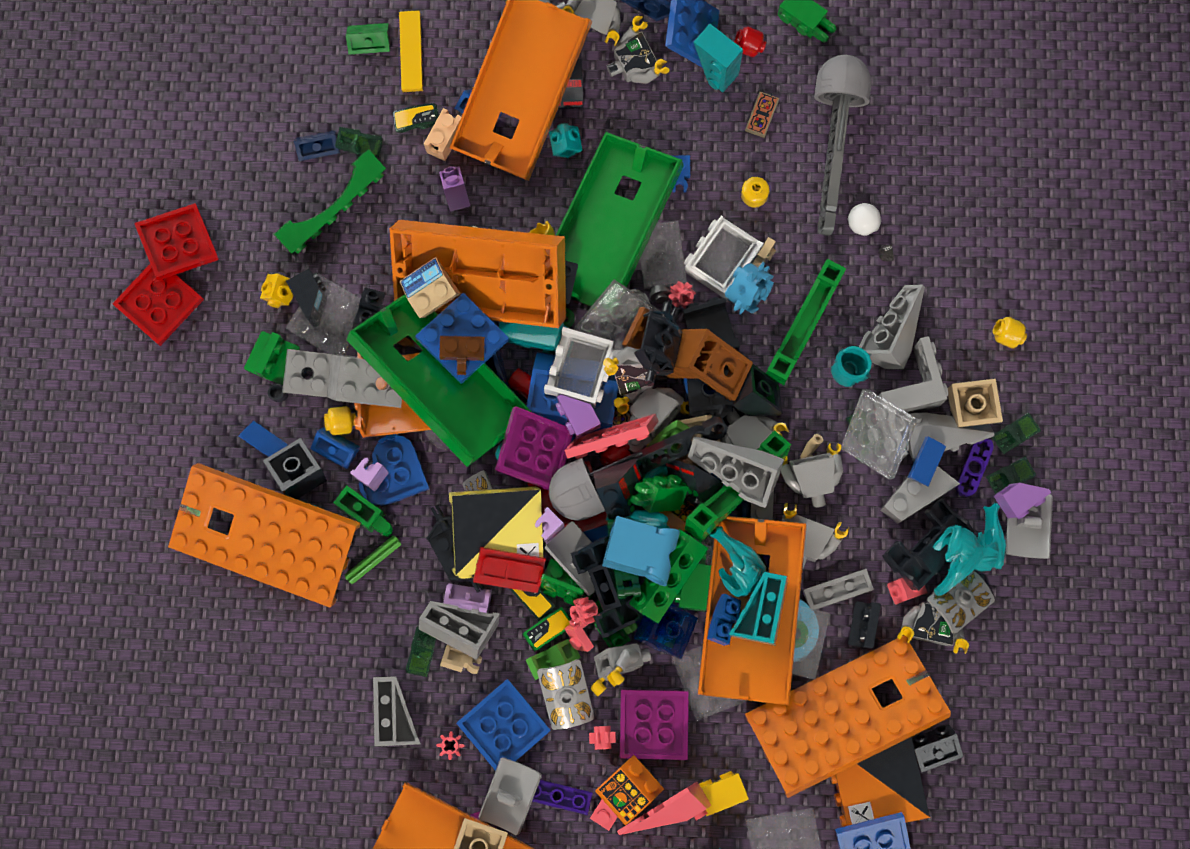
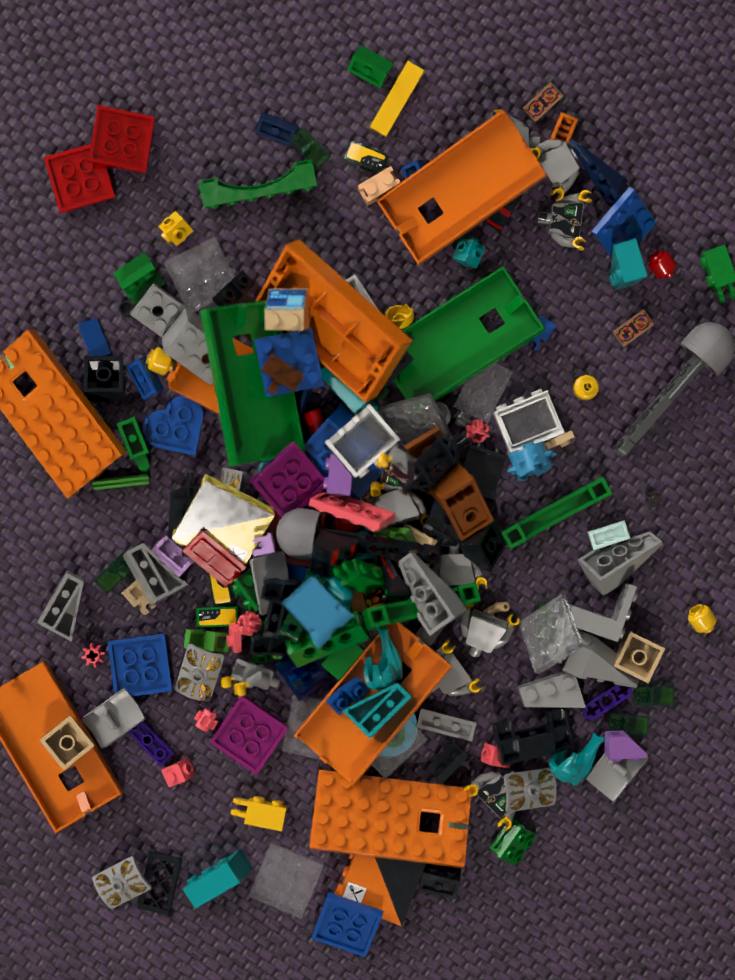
camera: 25 degrees right, 10 degrees up
(309, 294) = (195, 252): black slope -> none
(372, 476) = (154, 421): lavender hinge -> none
(454, 188) = (359, 234): medium lavender slope -> none
(629, 790) = (201, 770): slope -> none
(679, 808) = (228, 806): coral wedge -> none
(851, 366) = (566, 569): teal helmet -> none
(864, 219) = (654, 461): white hair -> none
(869, 312) = (608, 535): none -> light aqua plate
(927, 461) = (571, 677): blue slope -> none
(965, 555) = (549, 762): teal hair -> none
(981, 662) = (513, 843): none -> green bracket

